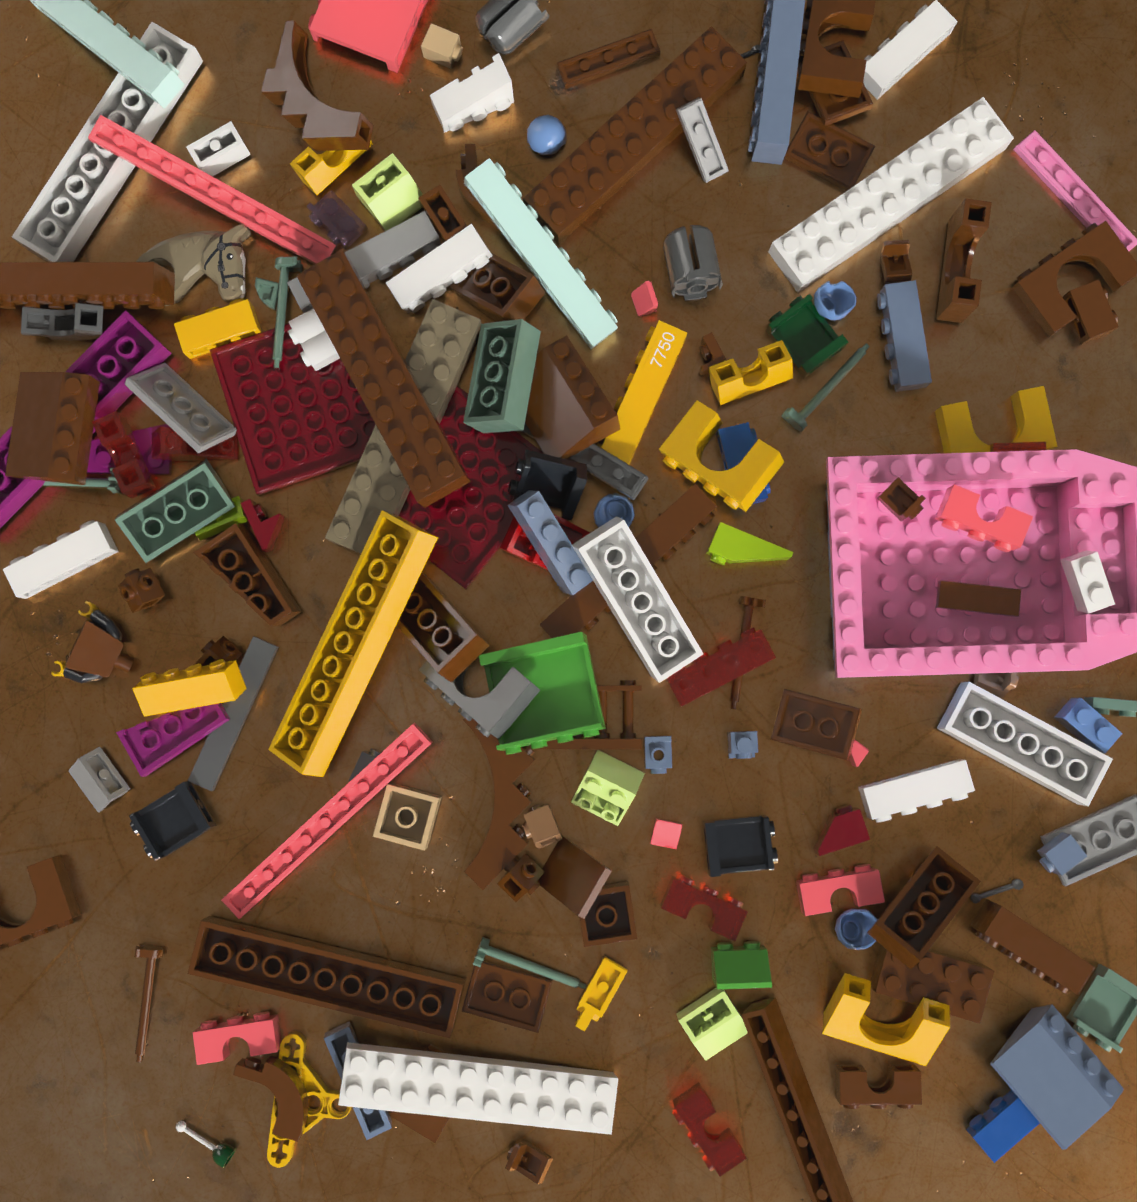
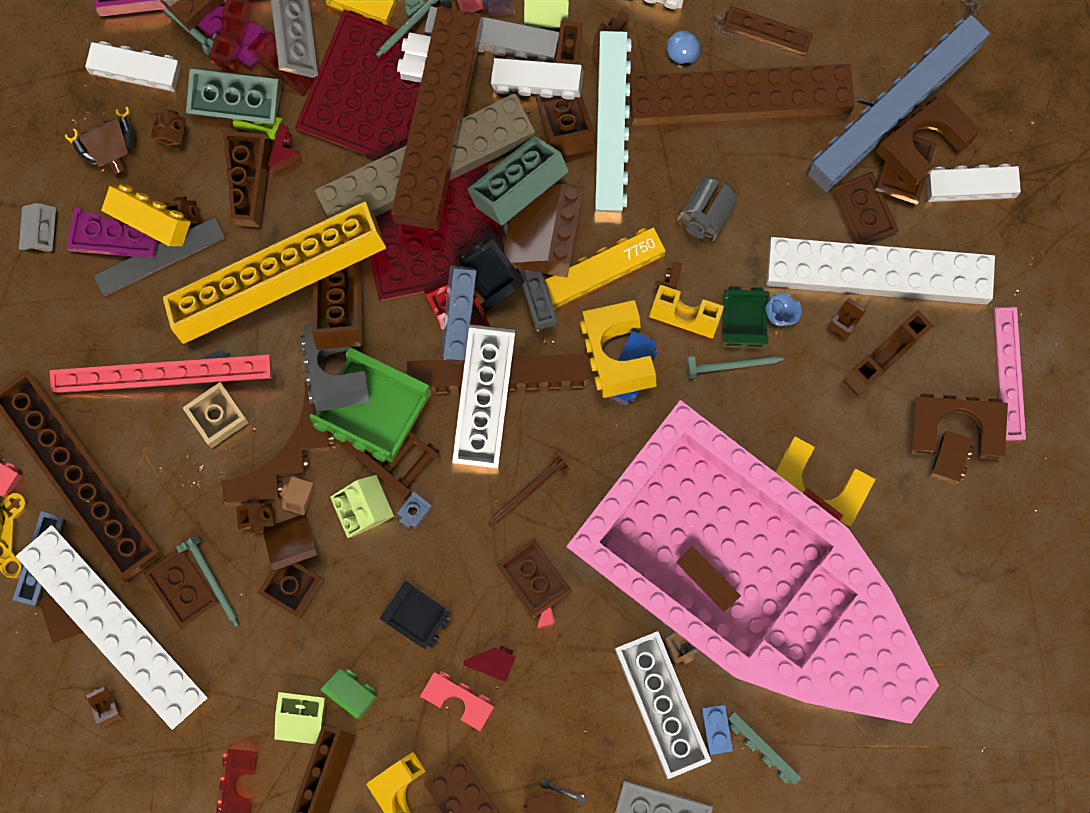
camera: 30 degrees right, 5 degrees down
(172, 821) = (61, 294): black panel -> none
(599, 992) = (243, 635): yellow hinge -> none
(612, 506) = (523, 328): medium blue hair -> none
(644, 299) = (657, 207): coral slope -> none
(666, 833) = (375, 569): coral slope -> none
(702, 139) = (782, 133): tile -> none
(721, 667) = (503, 488): clear red brick -> none
(726, 914) = (369, 654): clear red arch -> none
(737, 546) = (582, 420): lime slope -> none
(742, 744) = (474, 551): sand blue brick -> none
(853, 928) = (447, 735): medium blue hair -> none
(901, 500) = (702, 464): reddish brown bracket -> none
(904, 336) = (811, 372): sand blue brick -> none
(916, 789) = (566, 677): white brick -> none
(924, 907) = (502, 753): reddish brown brick -> none
(960, 512) = (752, 539): coral arch -> none
(1061, 854) = (624, 798): sand blue brick -> none
(1087, 581) = (784, 621): white brick -> none

